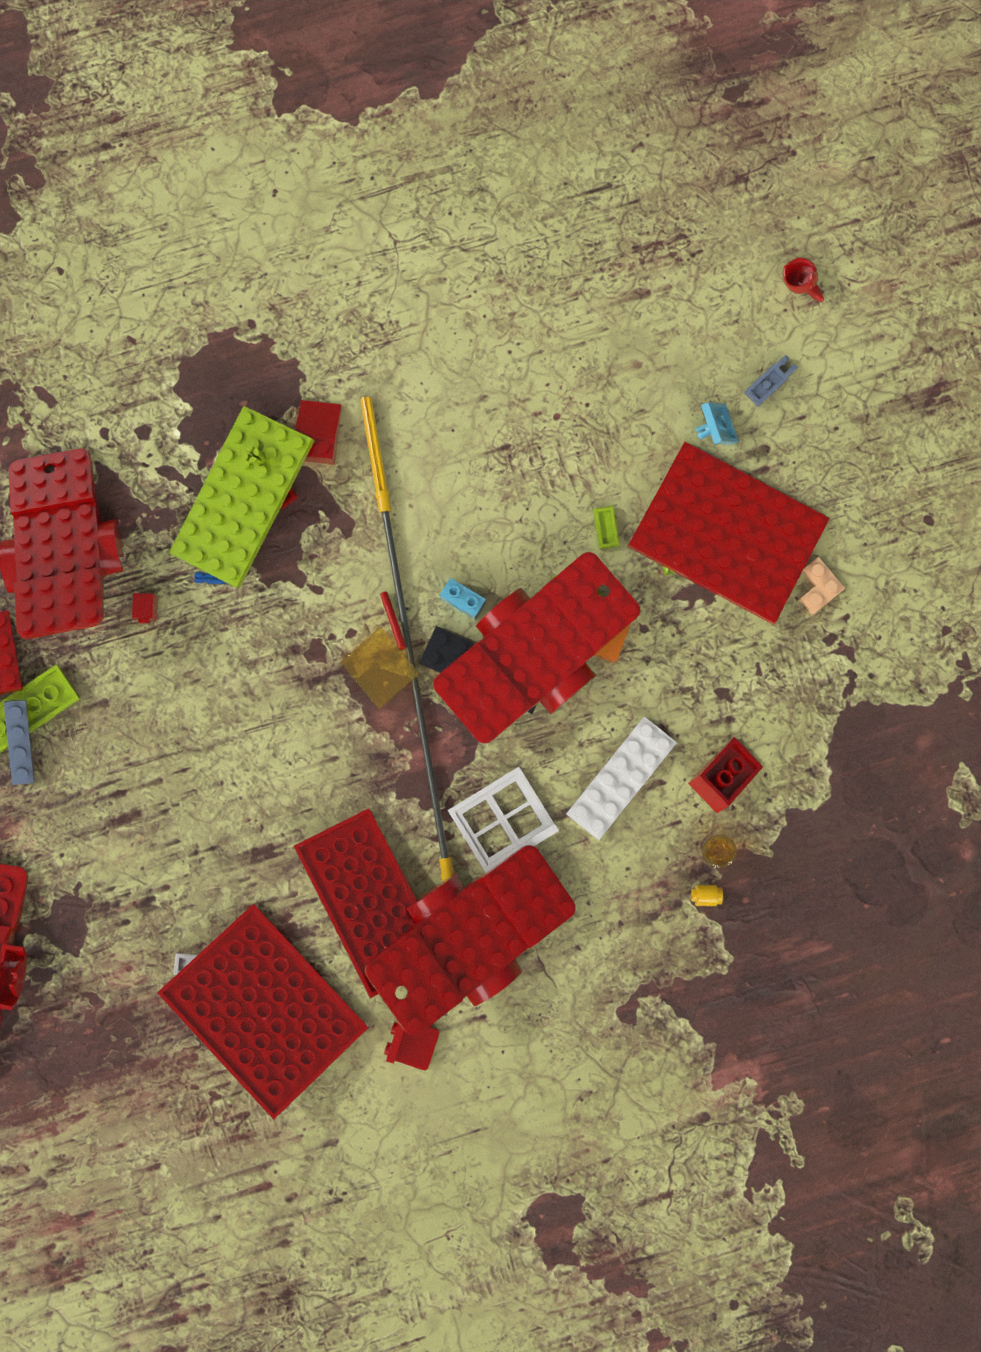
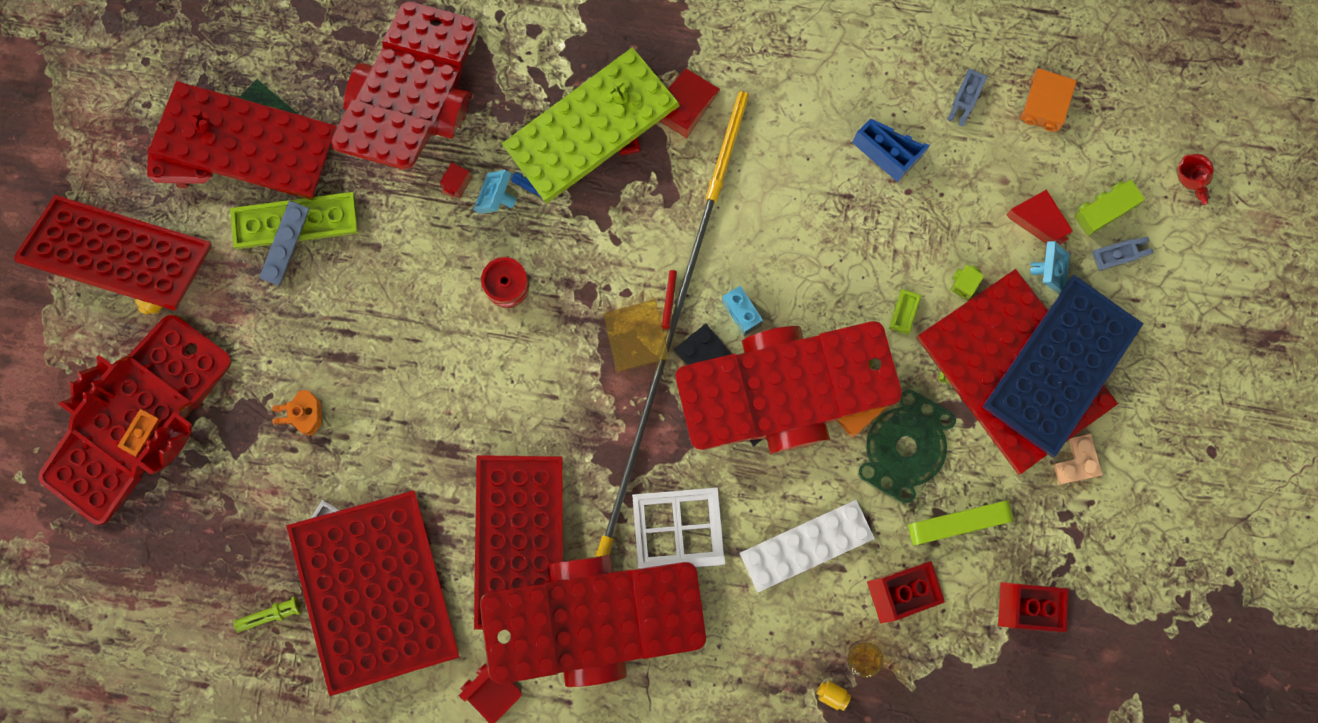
camera: 30 degrees right, 5 degrees down
(115, 888) = (299, 413): none -> orange hinge
(185, 602) = (494, 193): none -> medium azure tile
(188, 1070) = (278, 611): none -> lime pin
(243, 667) = (507, 294): none -> red wheel
(521, 386) = (889, 149): none -> blue wedge
(567, 301) = (967, 95): none -> sand blue hinge
(640, 272) = (1048, 100): none -> orange panel
(647, 474) = (966, 281): none -> lime brick
(671, 626) = (916, 426): none -> clear green piece
(686, 384) = (1041, 218): none -> red slope
(739, 344) = (1109, 207): none -> lime brick
(743, 691) = (960, 522): none -> lime beam
(766, 509) = (1063, 366): none -> dark blue plate
(840, 733) = (1033, 607): none -> red slope

